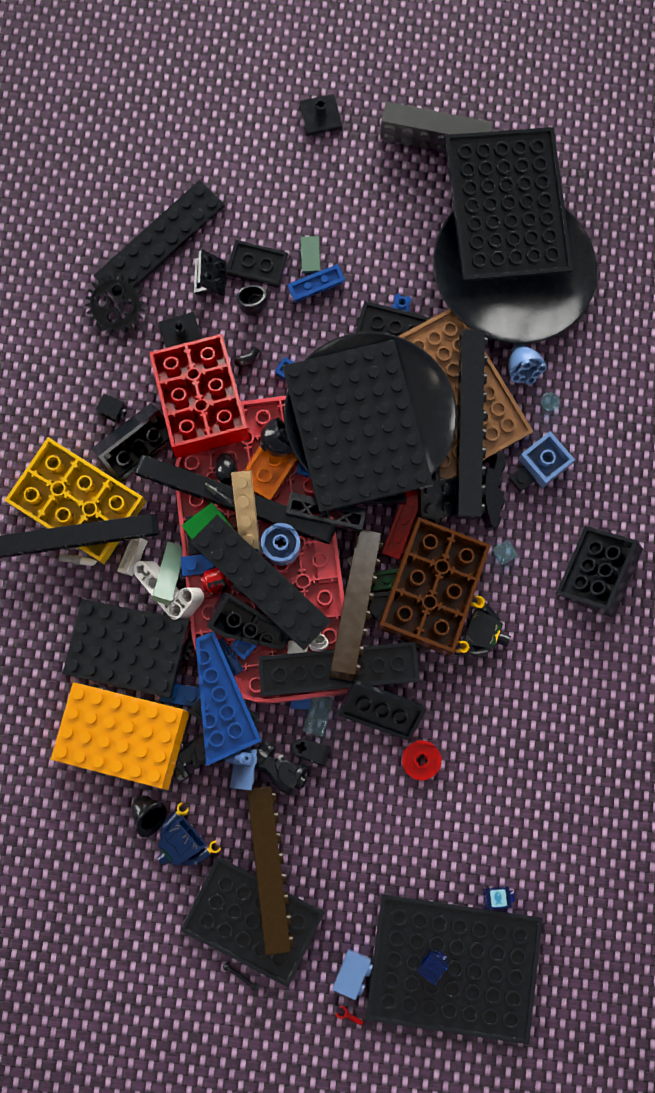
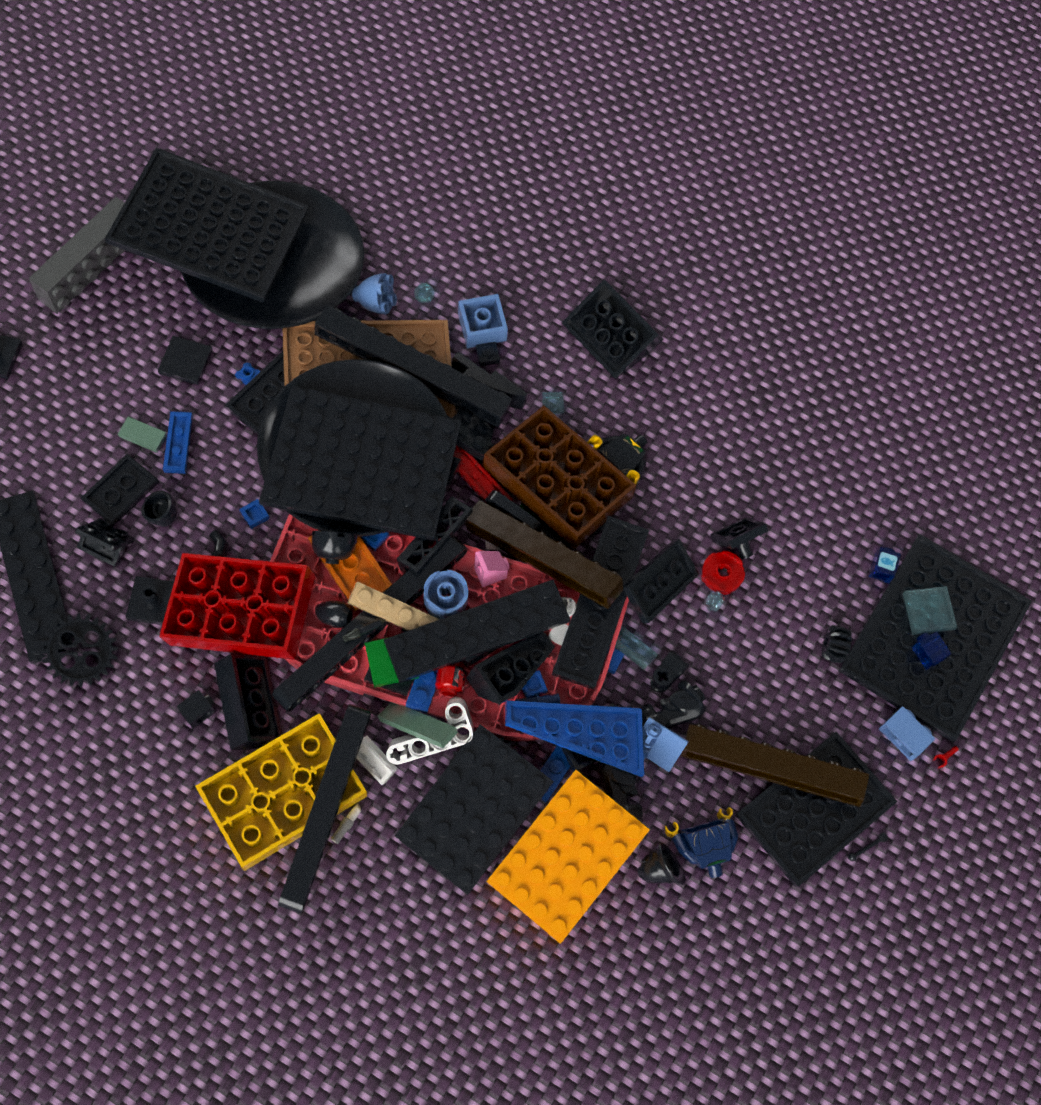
camera: 75 degrees left, 10 degrees down
(321, 568) = (490, 567): none -> bright pink slope
(384, 565) = (505, 505): none -> black beam
(389, 251) = (185, 360): none -> black tile
(391, 763) = (714, 601): none -> clear light blue plate
(401, 882) = (836, 644): none -> black gear
(459, 760) = (739, 534): none -> black tile
(470, 952) = (929, 610): none -> clear light blue plate

